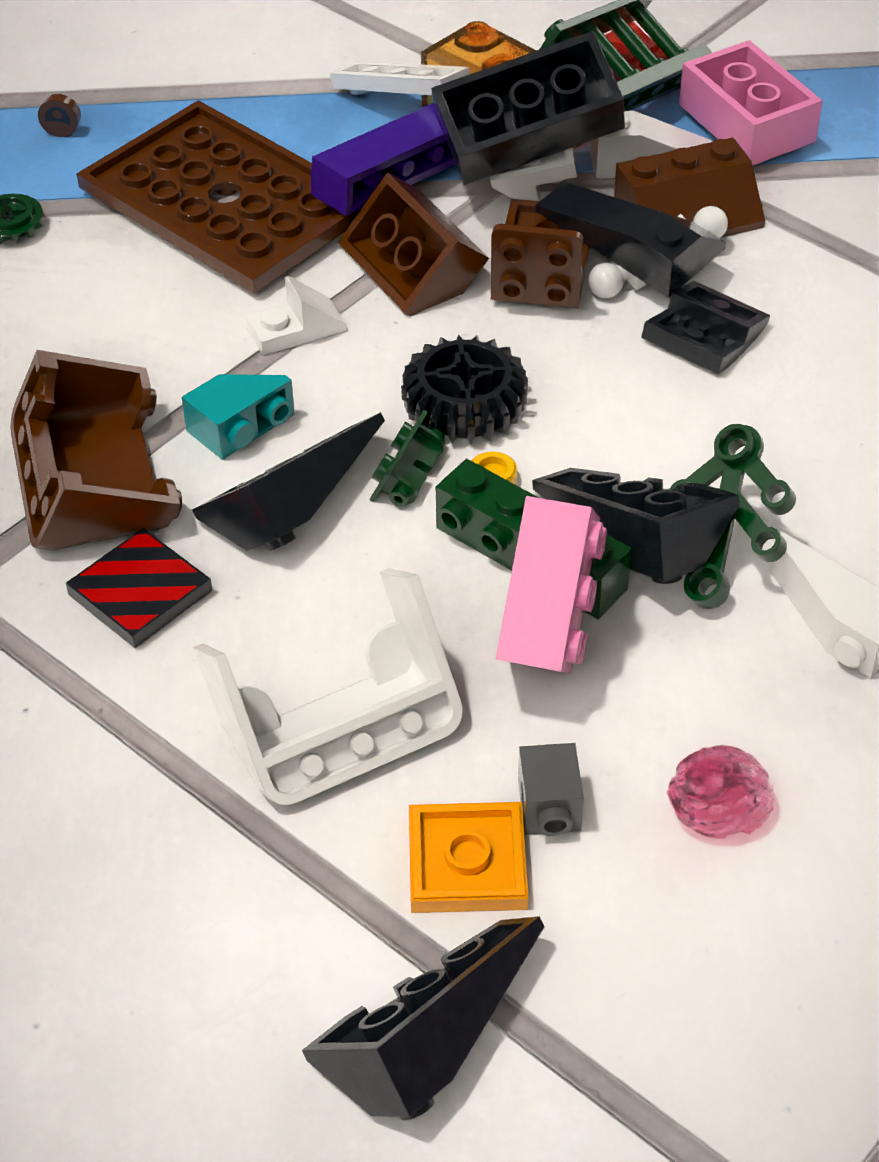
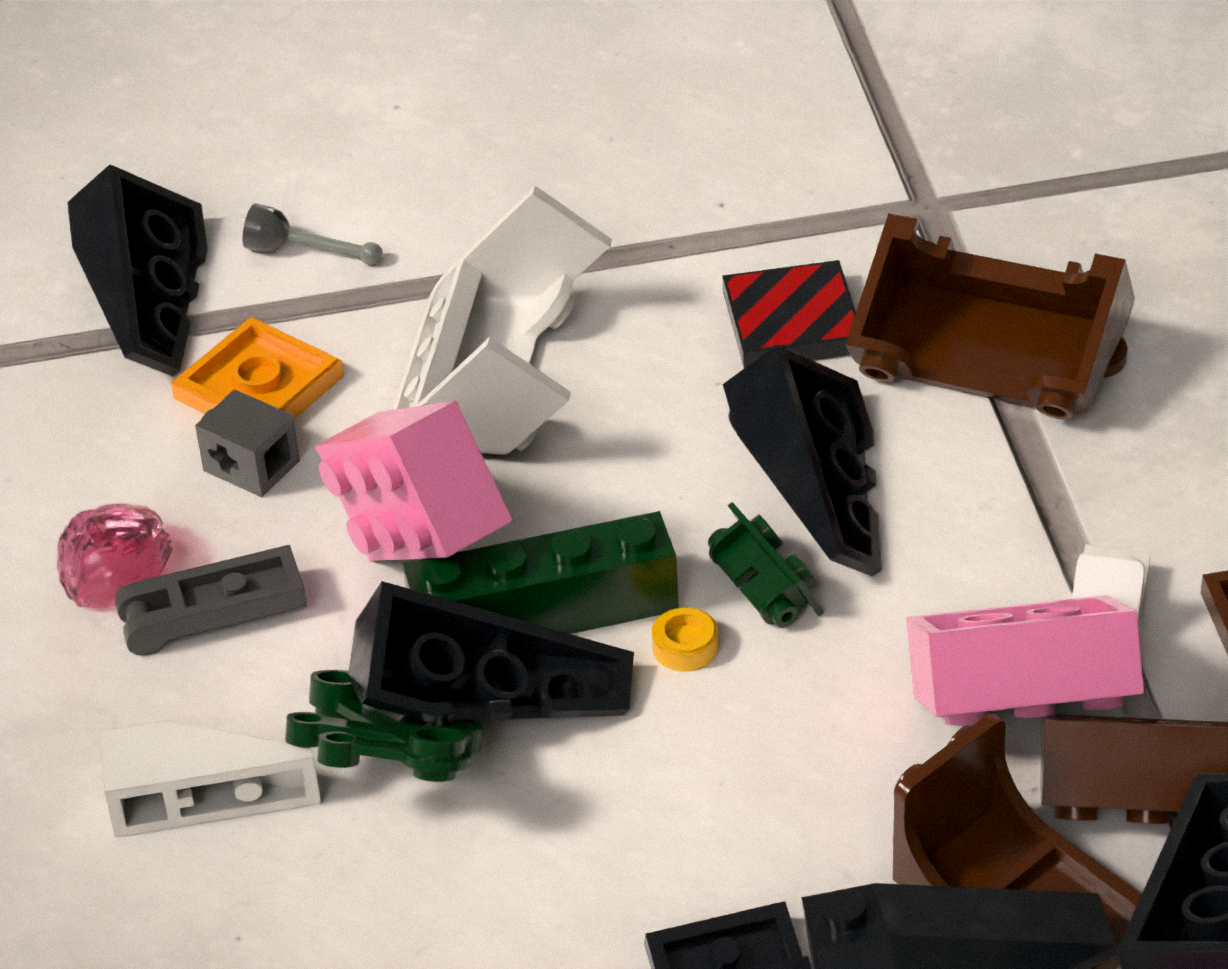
camera: 130 degrees right, 5 degrees down
(236, 410) = (975, 464): teal slope -> none
(297, 970) = (270, 229): none -> hinge
(400, 288) = (1025, 658): none -> bright pink brick
(465, 388) = (828, 667): black gear -> none
(698, 707) = (208, 598): none -> dark grey plate

